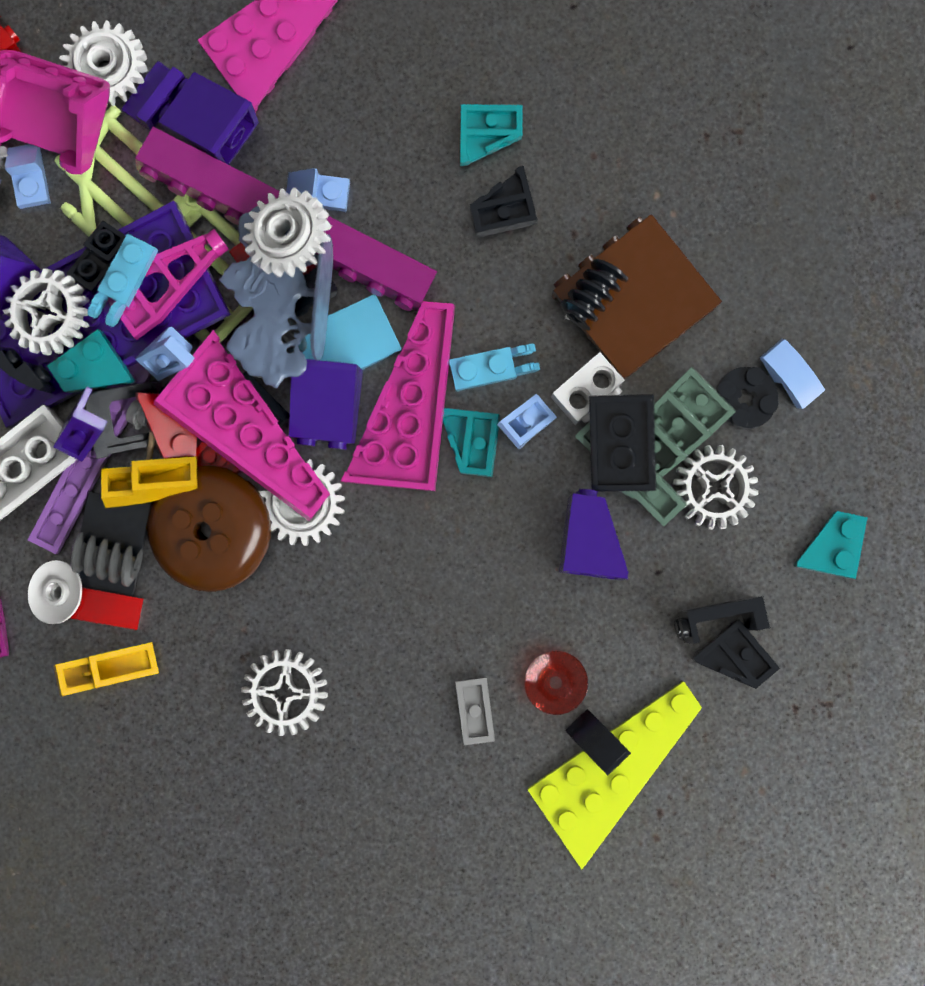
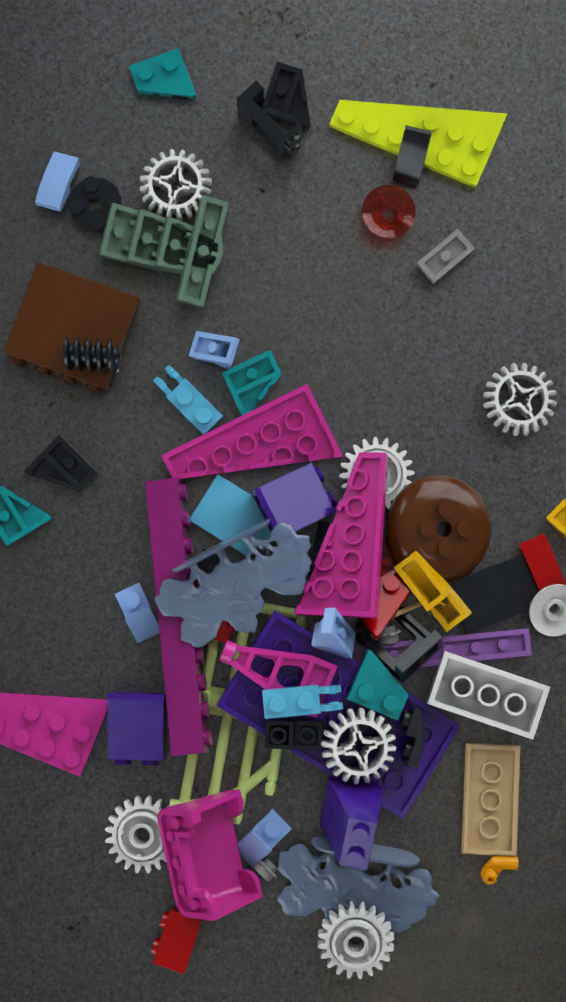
camera: 115 degrees left, 0 degrees up
(80, 430) = (431, 660): dark purple panel -> none
(105, 561) = (510, 586): dark grey piece -> none
(157, 91) = (142, 781): dark purple panel -> none
(283, 253) = (194, 582): white gear -> none
(583, 384) = (159, 326): white brick -> none
(590, 539) = (272, 248): dark purple slope -> none
(622, 442) = (187, 266): black tile -> none

